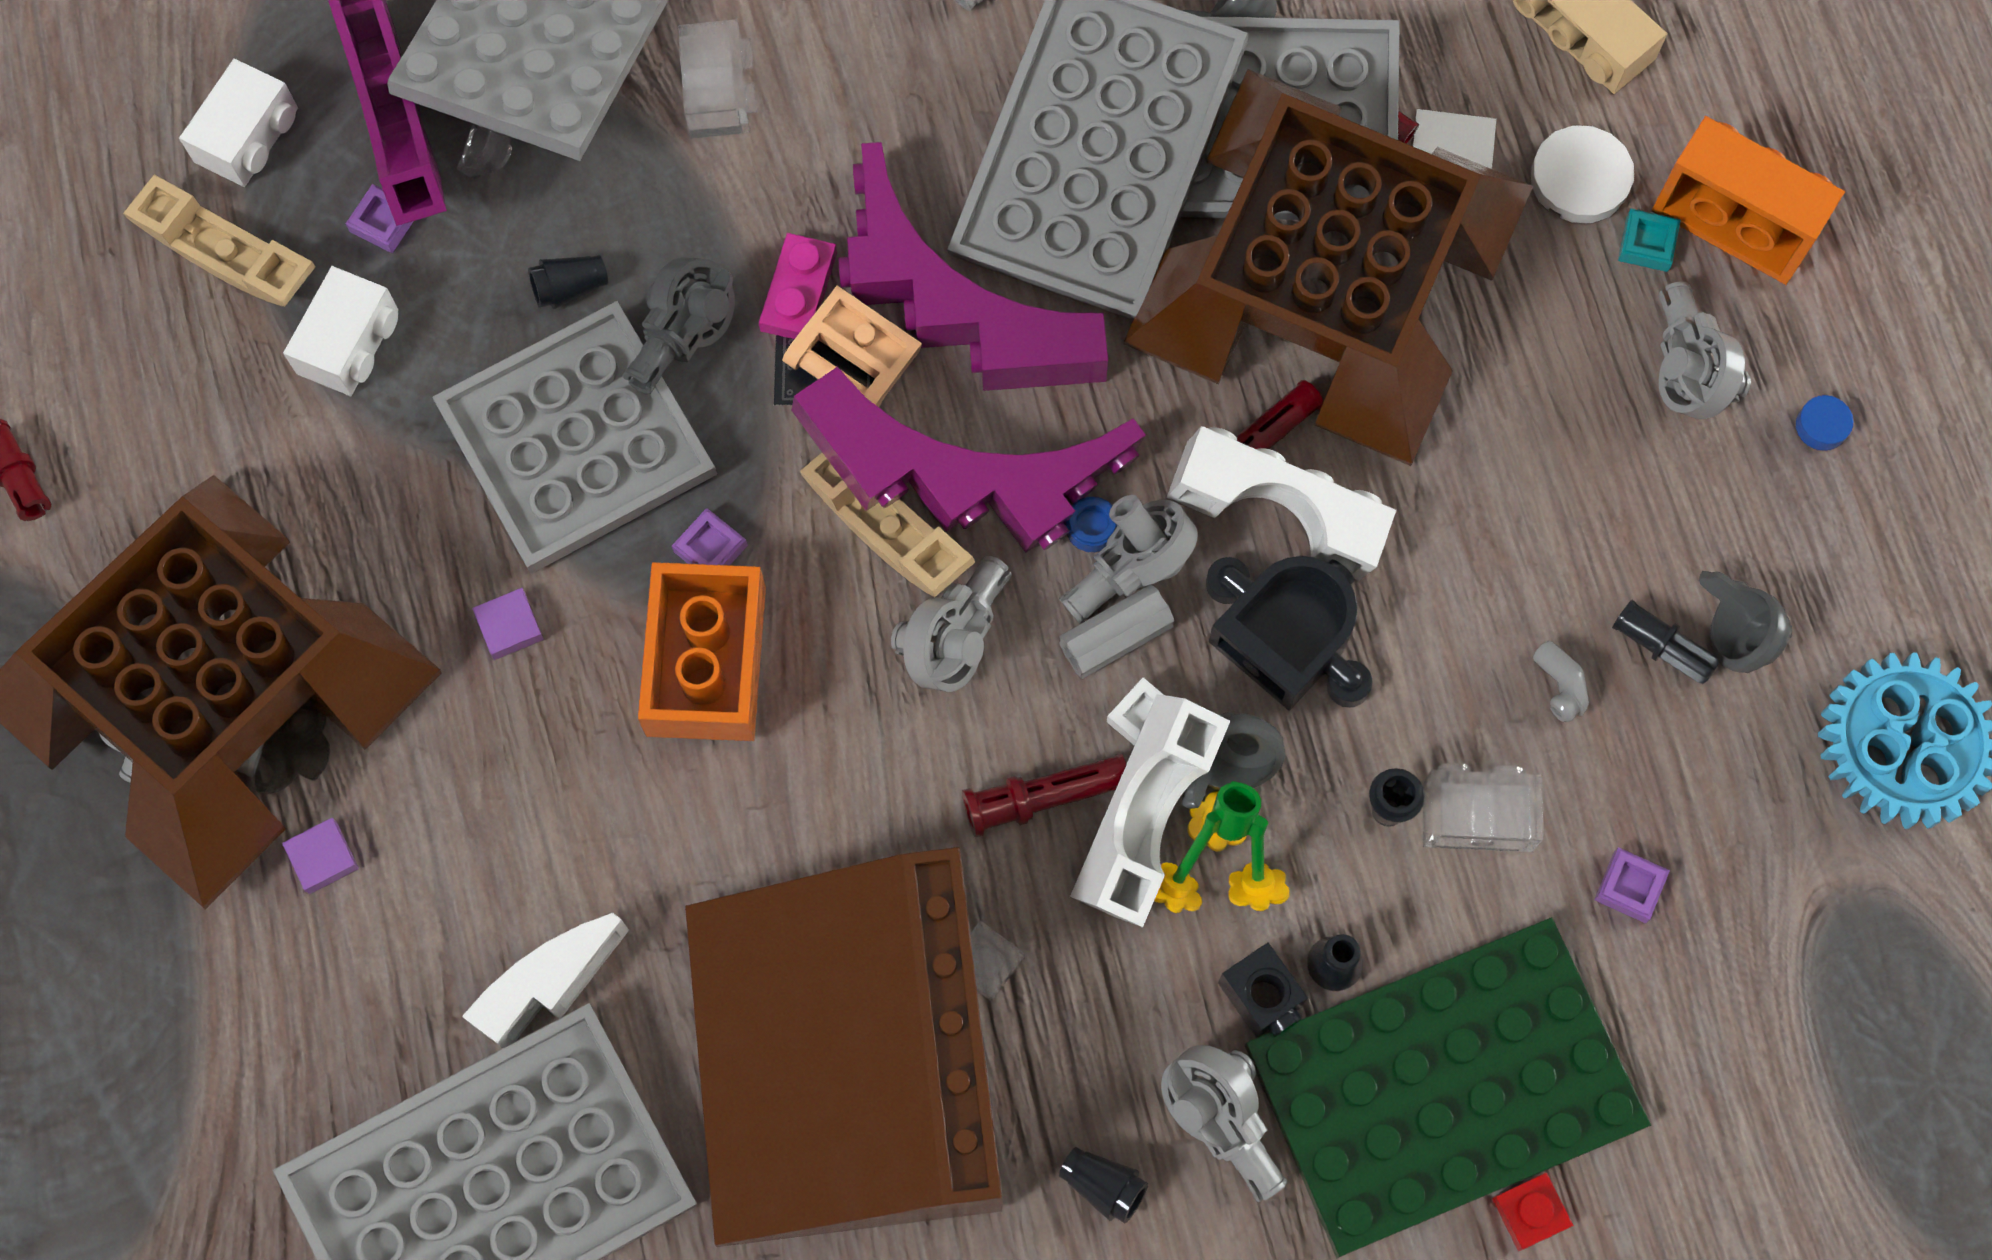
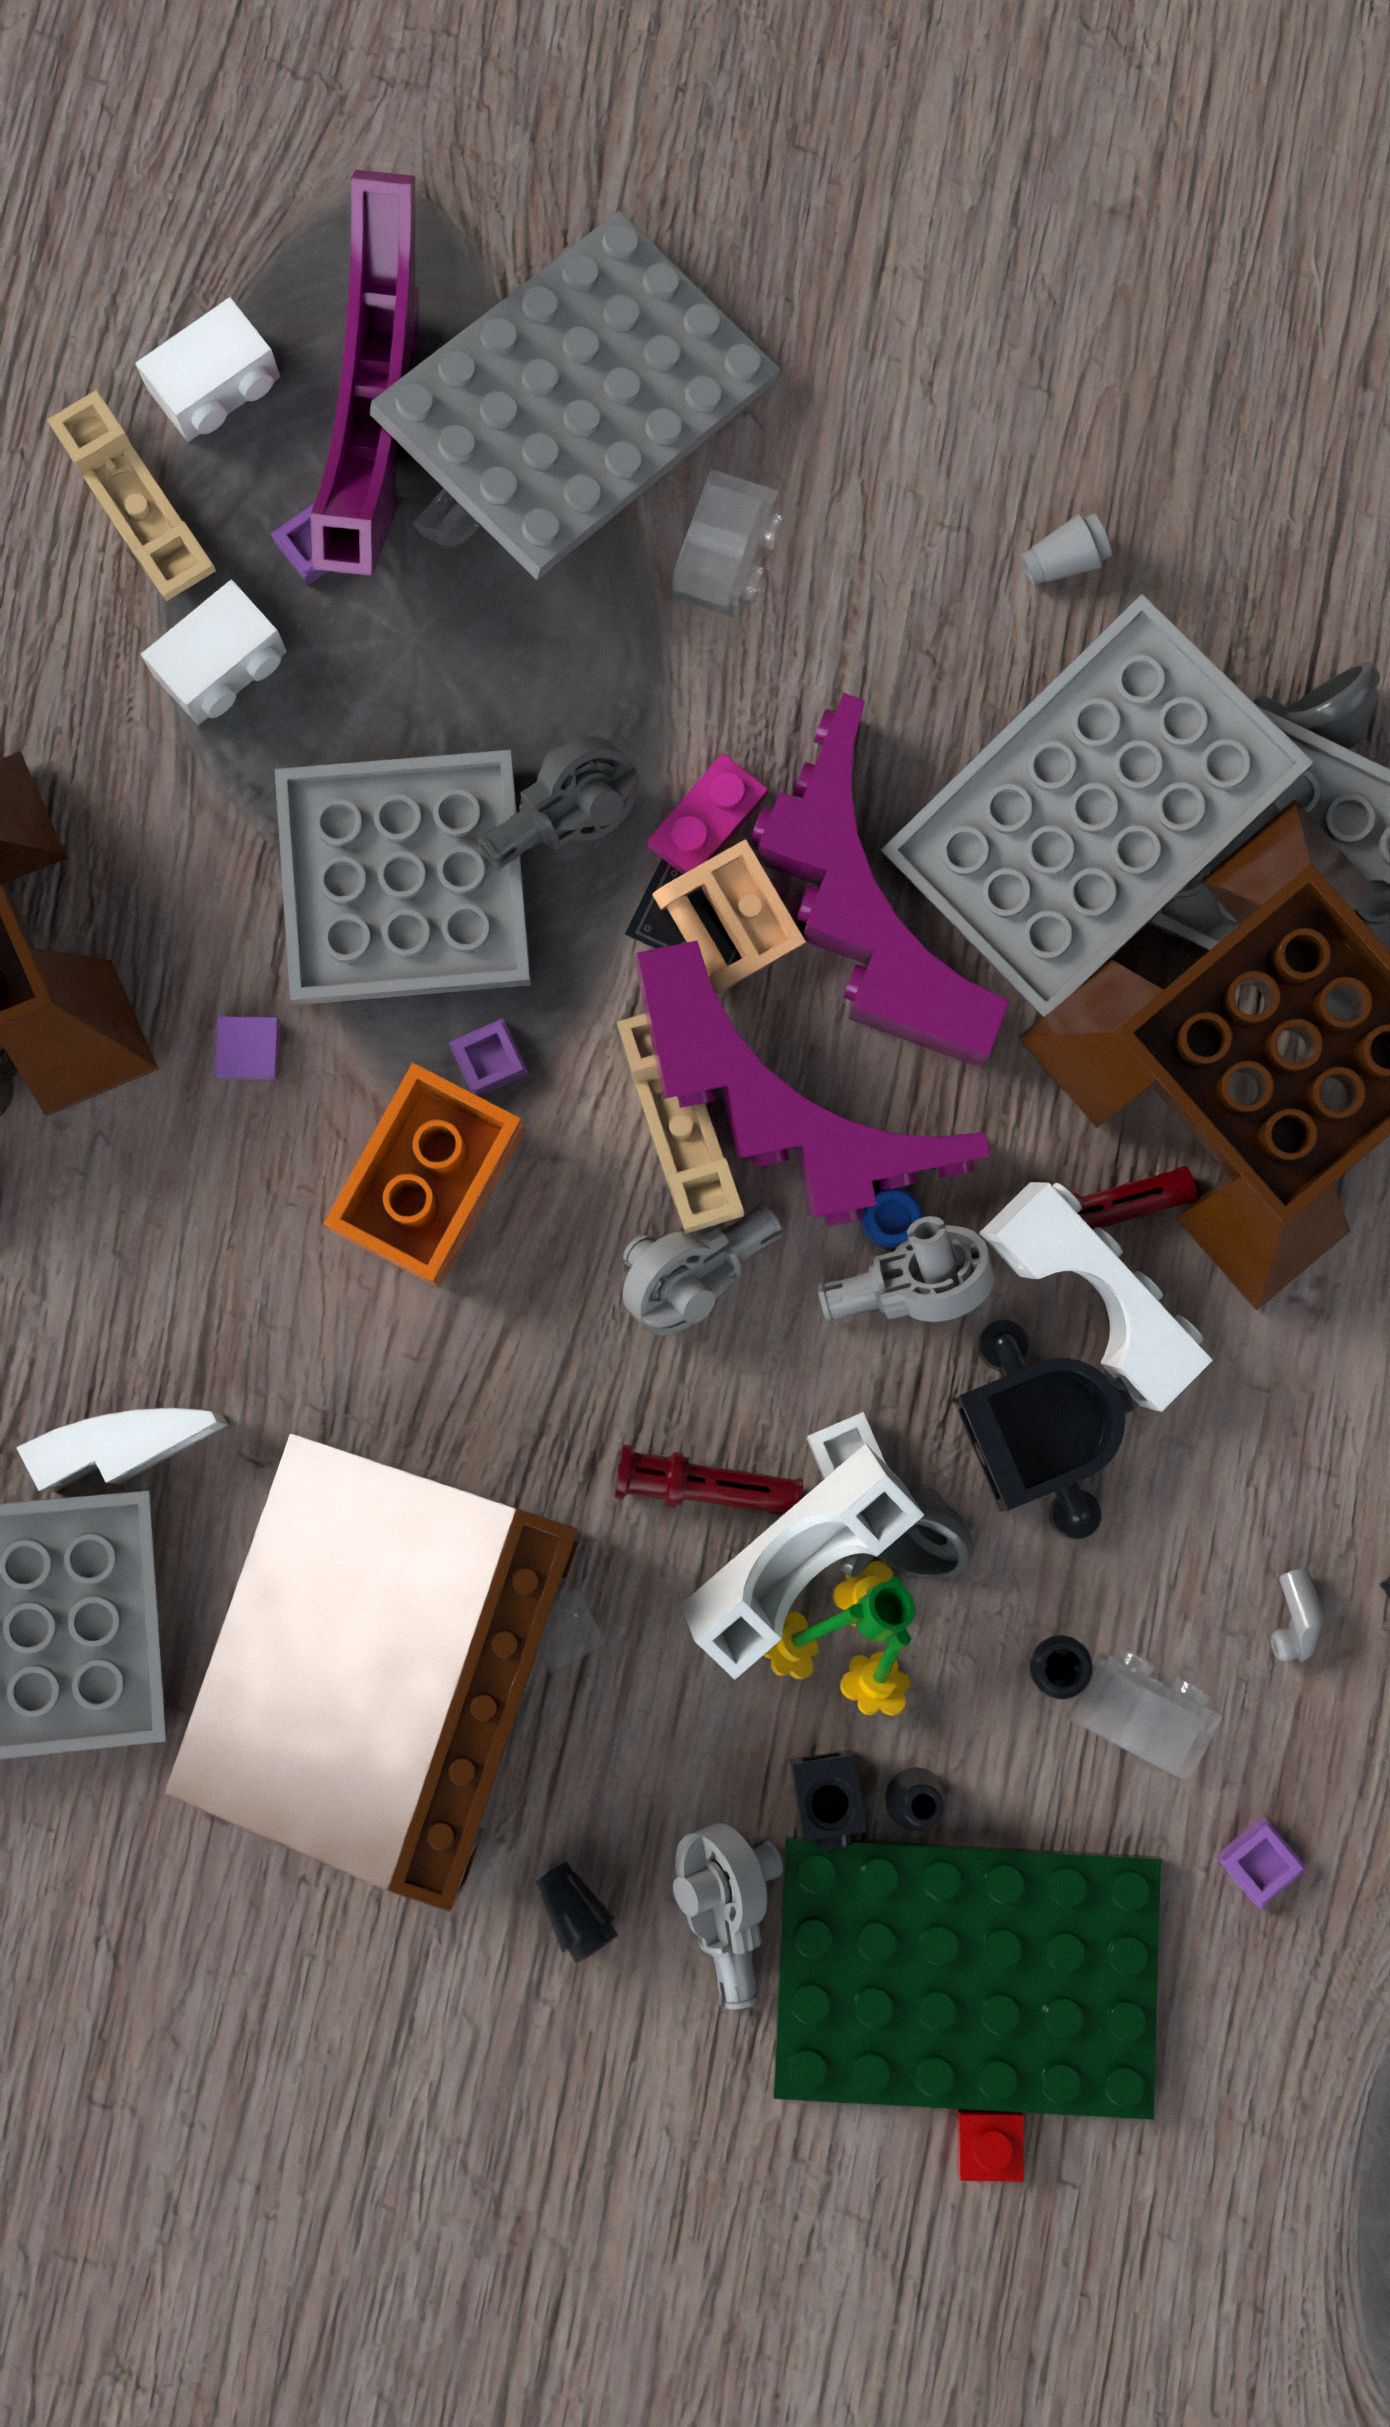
camera: 20 degrees right, 10 degrees up
(566, 279) = (470, 700): black cone -> none
(1116, 631) = (861, 1348): light grey axle -> none

